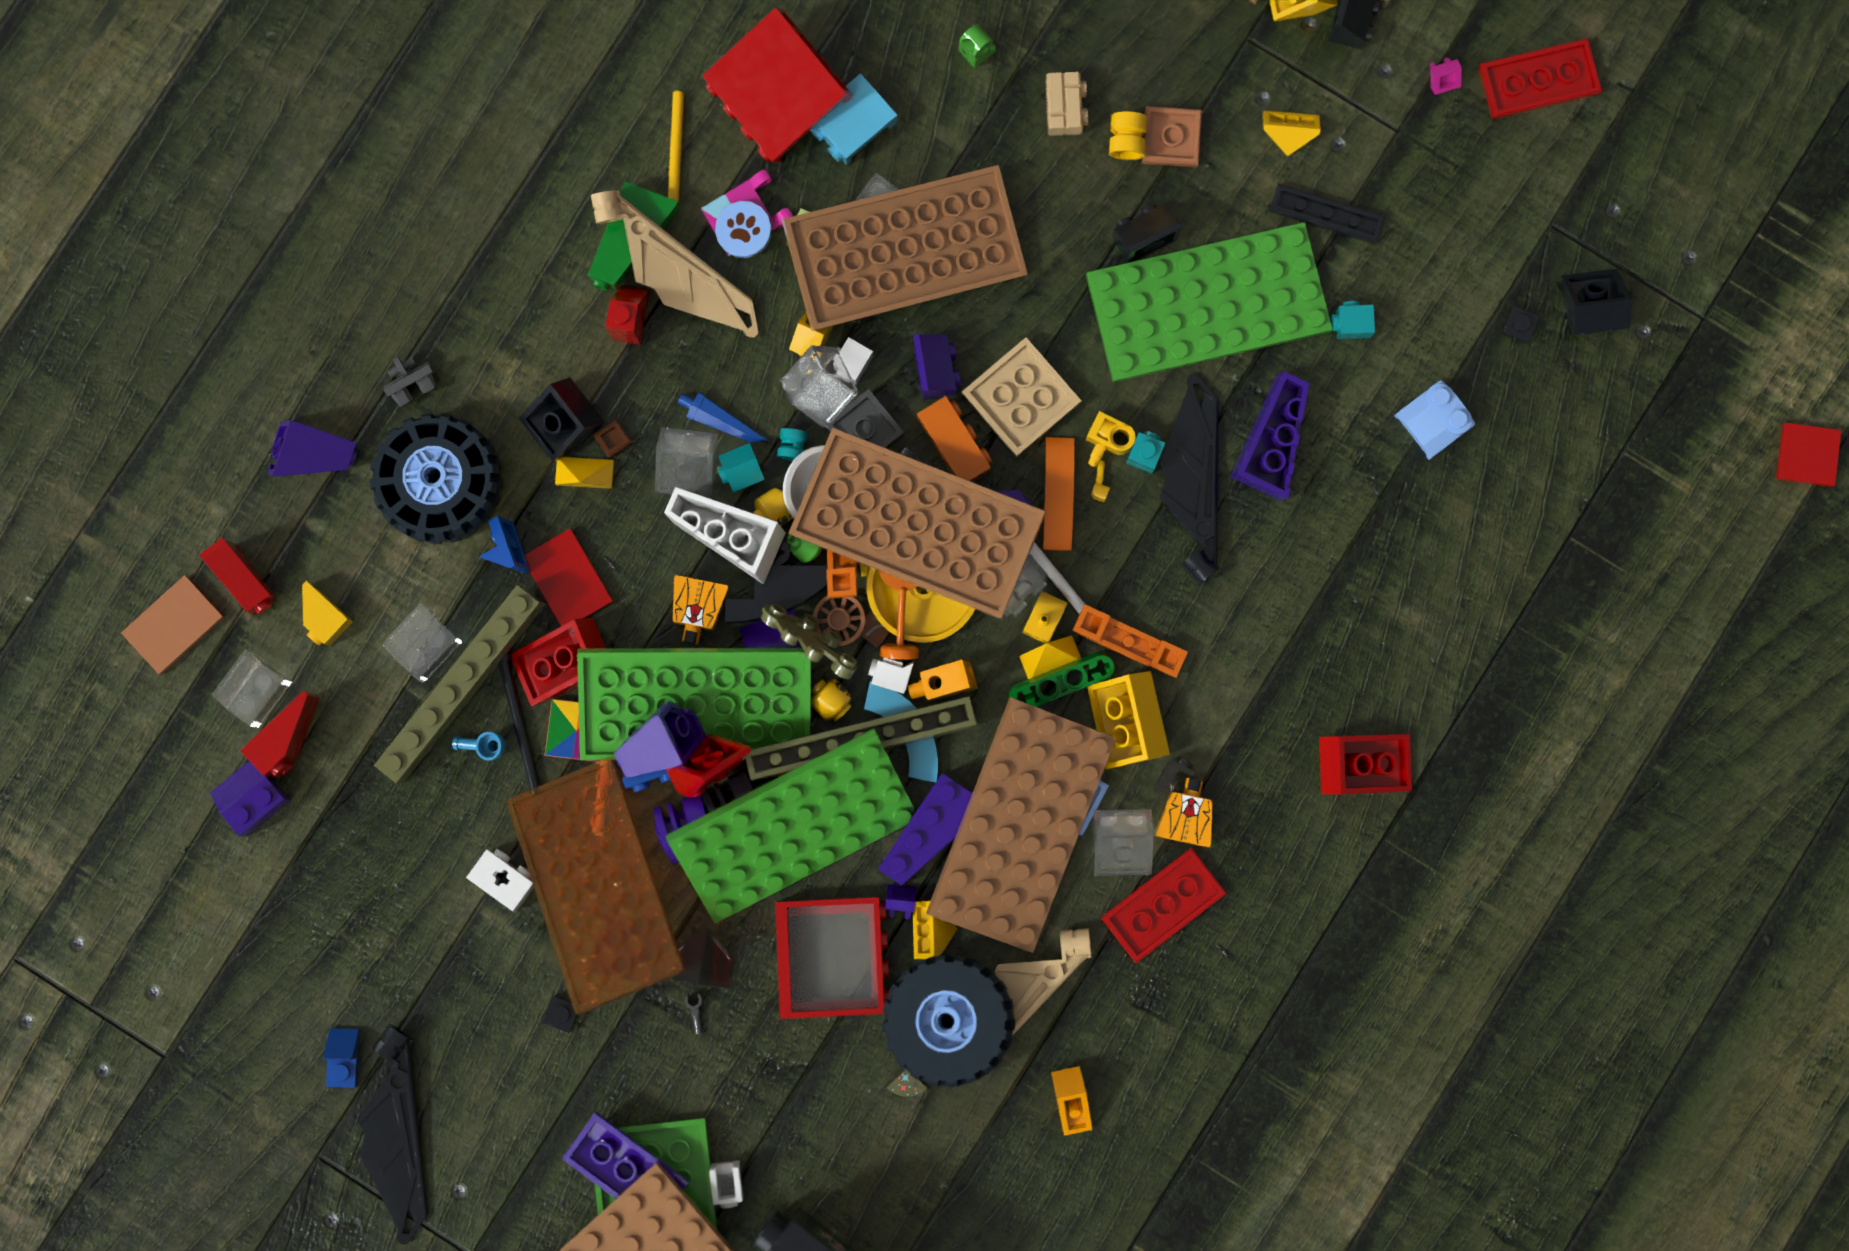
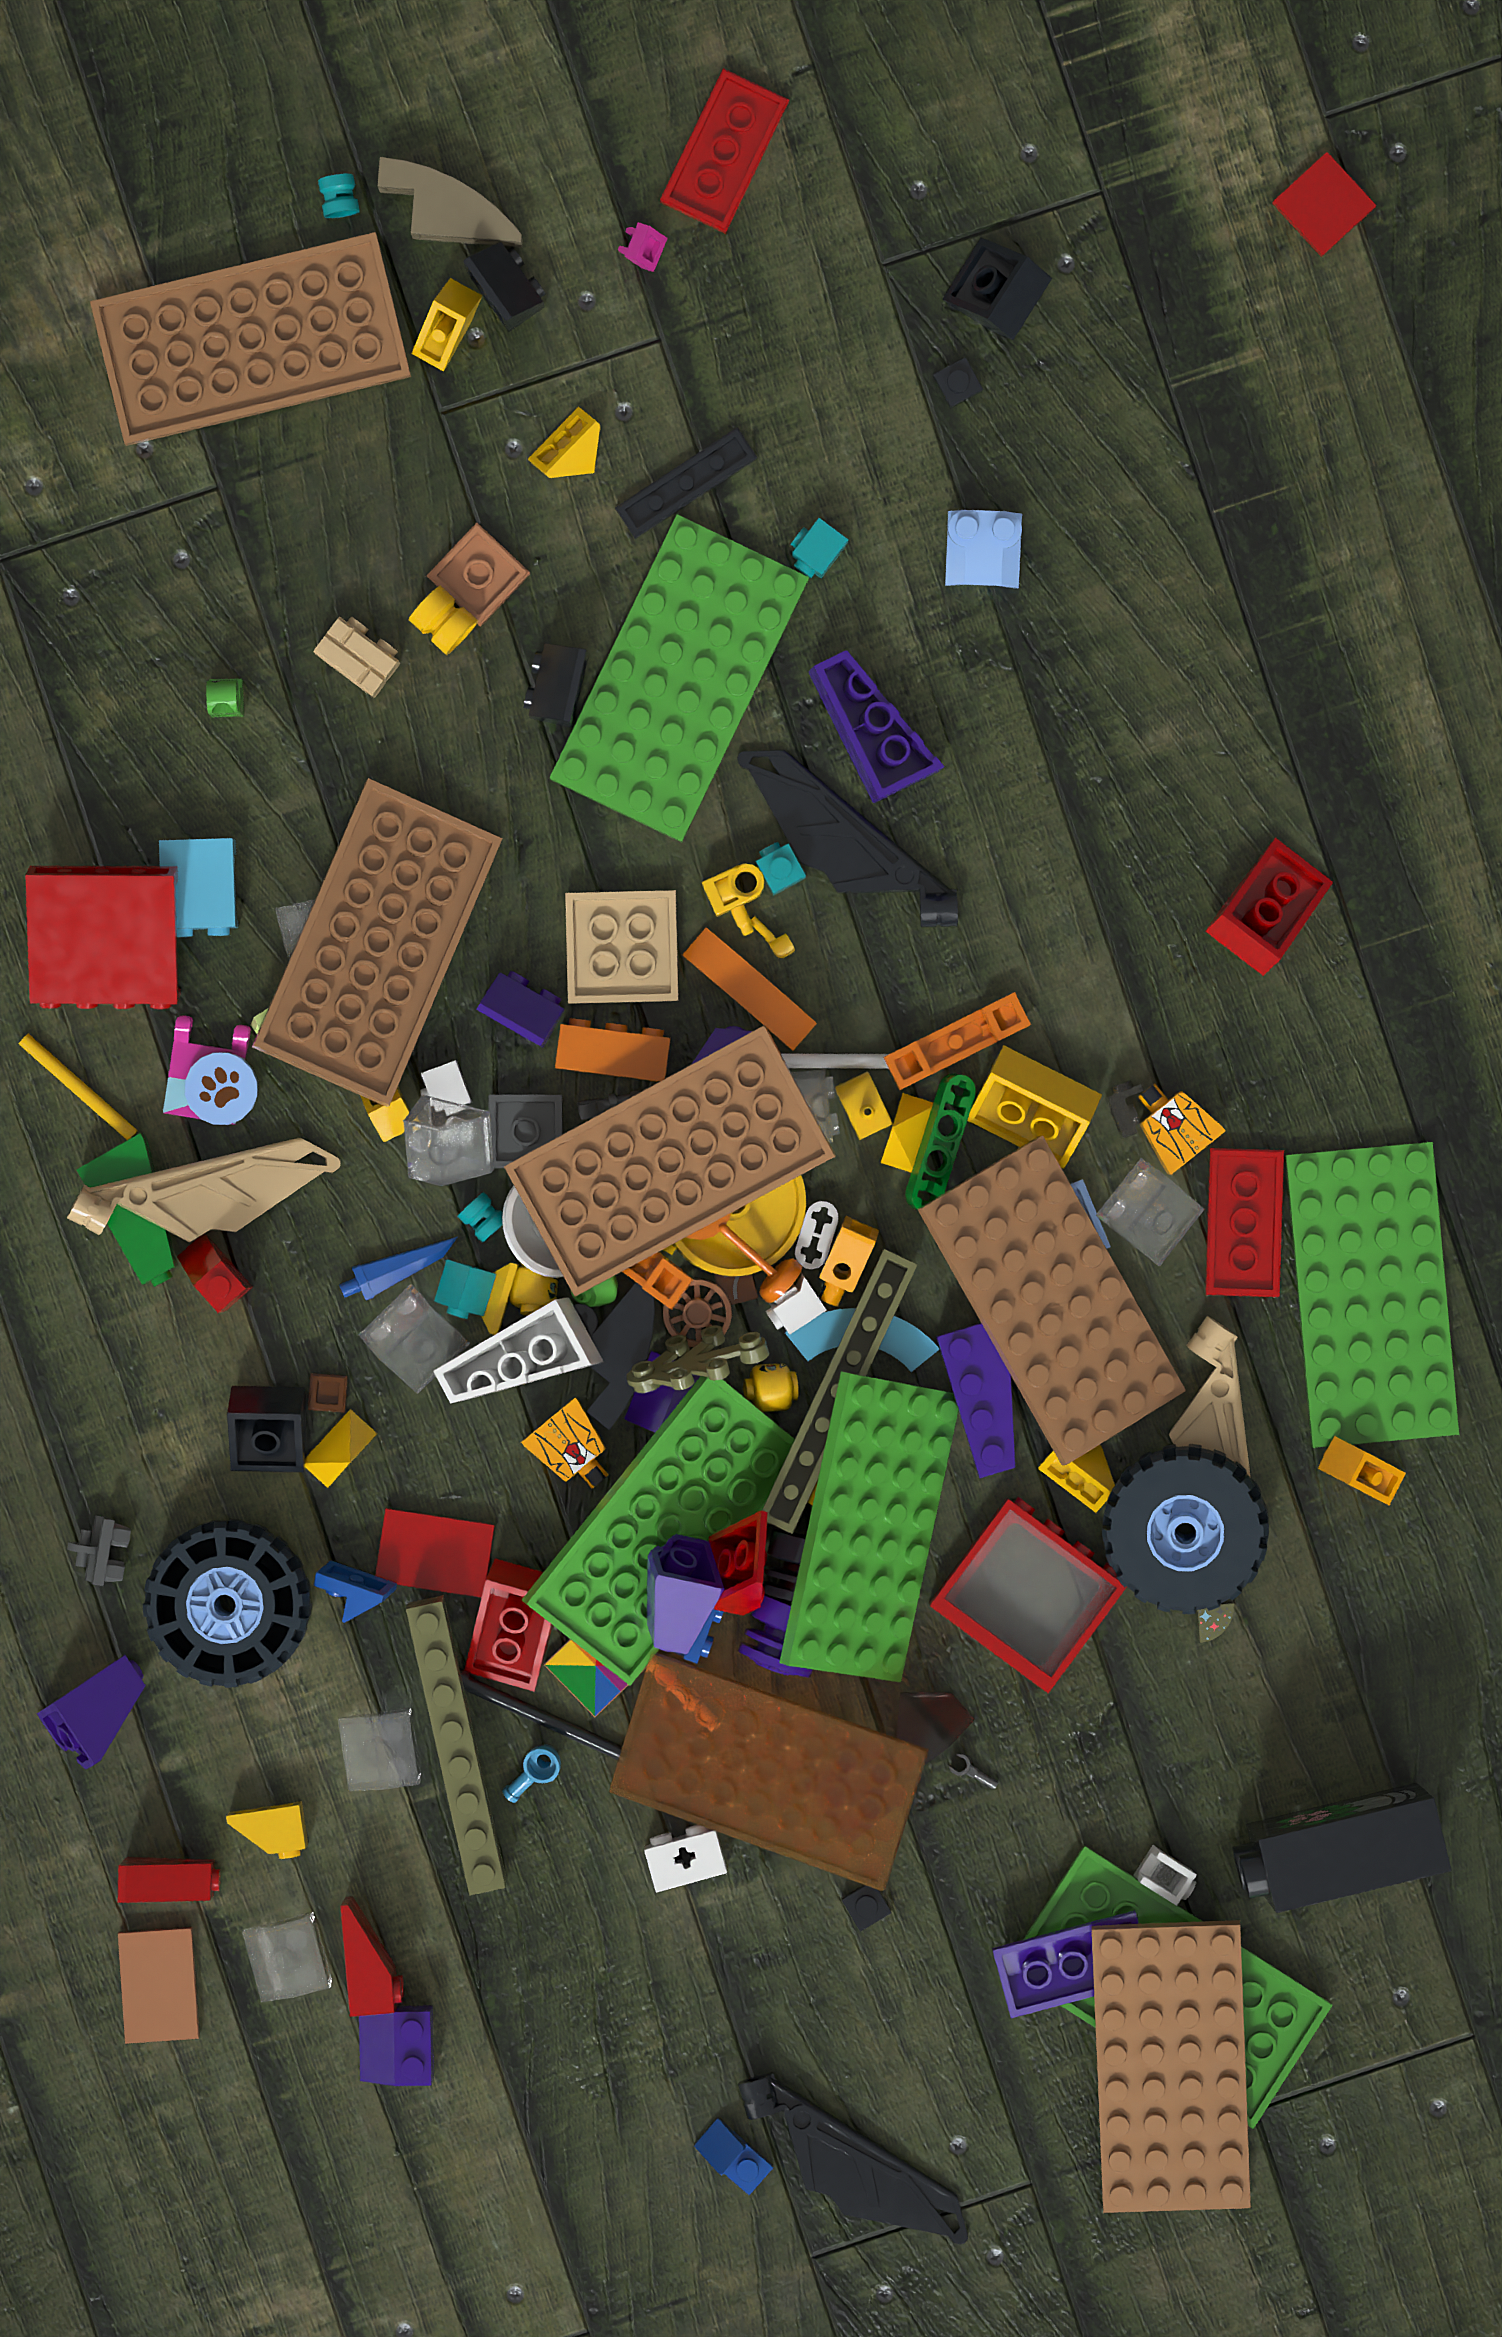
camera: 55 degrees left, 5 degrees up
(751, 493) = (499, 1297): none -> yellow slope
(901, 899) = (1027, 1478): dark purple tile -> none
(941, 646) = (825, 1237): none -> white beam
(1183, 1019) = (1372, 1294): none -> bright green plate

